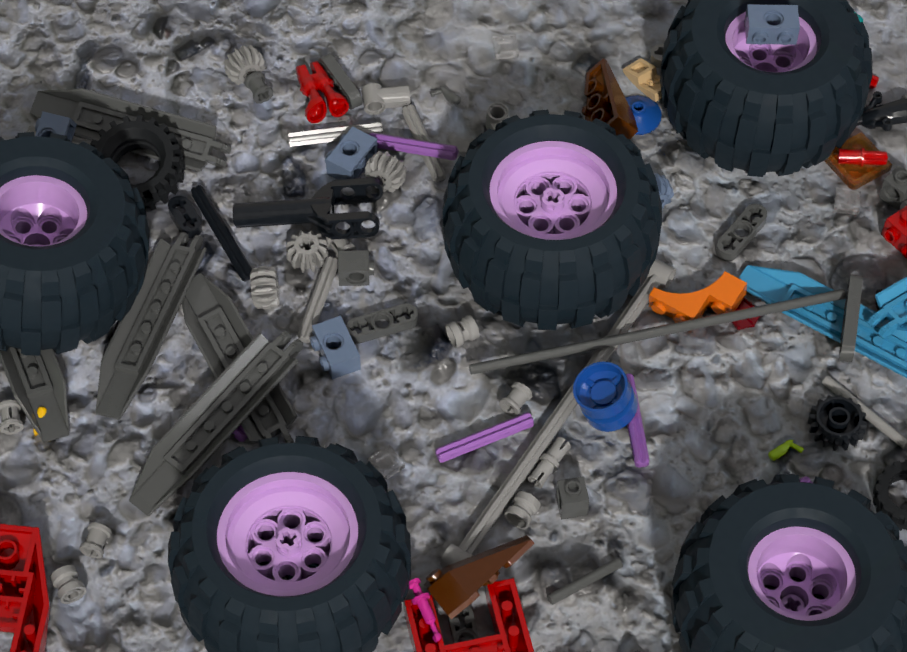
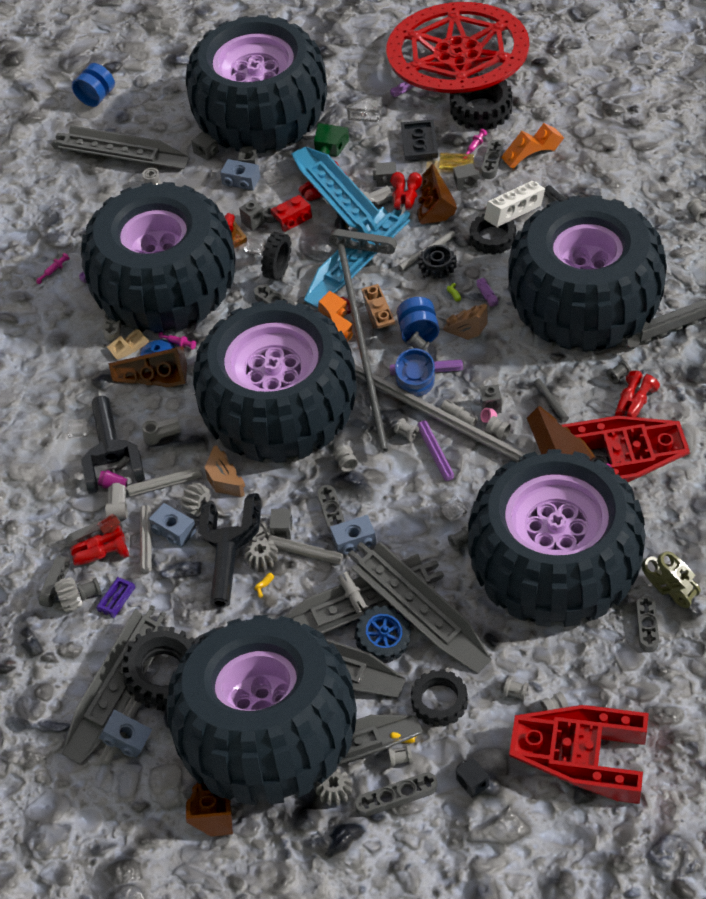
camera: 80 degrees left, 5 degrees down
(89, 432) = (439, 717): none -> black tyre
(159, 374) = (388, 616): none -> black wheel
(222, 232) = (232, 614): black axle -> none
(234, 345) = (352, 592): none -> light grey pin
(248, 118) = (118, 599): none -> dark purple tile
(264, 287) = (296, 577): light grey gear -> none
(269, 261) = (263, 583): none -> yellow piece
(285, 54) = (58, 571): none -> dark grey beam
(337, 84) = (109, 524): none -> clear red plate
(416, 146) = (172, 480): medium lavender axle -> none
(420, 85) = (107, 478): none -> magenta cone
(425, 201) = (223, 475): none -> medium nougat slope
(469, 79) = (109, 448): none -> black piece
(547, 499) = (487, 413): none -> bright pink hinge
(656, 135) = (180, 341): none -> dark pink piece
(671, 403) = (417, 342): none -> dark grey bush
(704, 396) = (419, 316): none -> blue wheel
(713, 462) = (468, 323): none -> medium nougat slope
(729, 350) = (377, 307): none -> medium nougat slope
(772, 24) = (150, 222): sand blue brick -> none
(811, 200) = (276, 255): none -> black tyre

